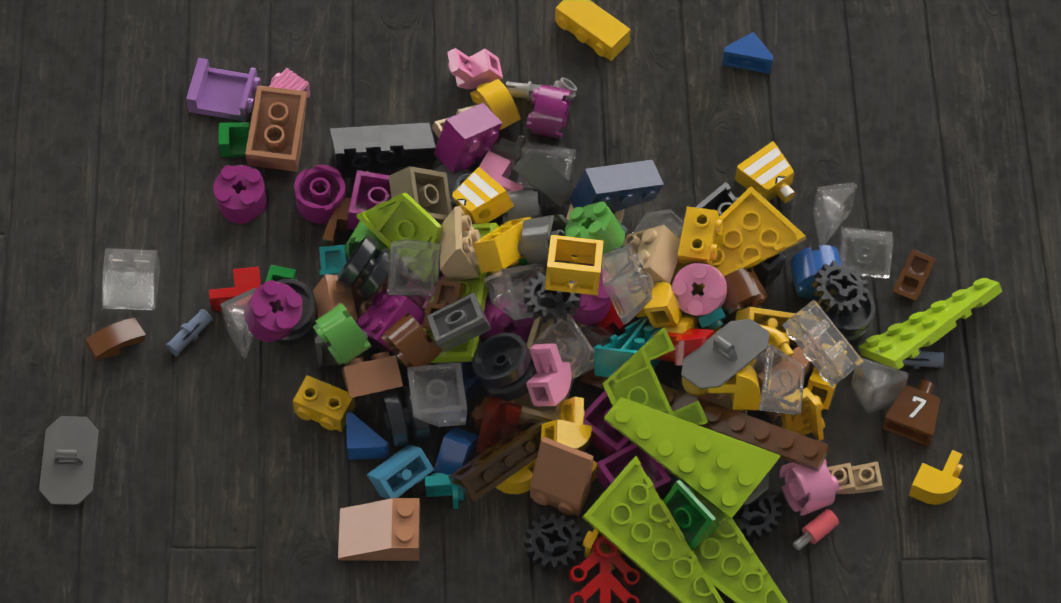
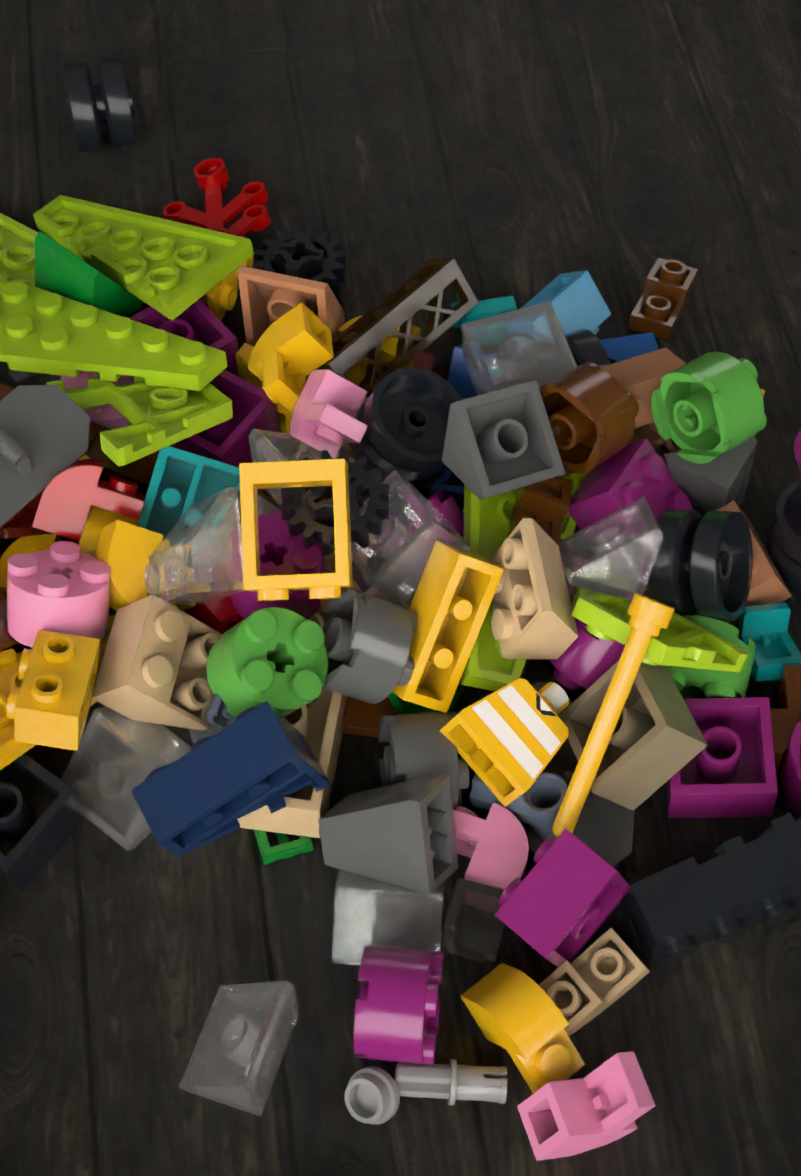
camera: 175 degrees right, 5 degrees down
(329, 496) = (663, 298): none -> reddish brown slope
(380, 531) = (554, 240): nougat slope -> none
(410, 200) = (646, 621): none -> yellow piece
(619, 113) = (242, 1044): none -> clear slope

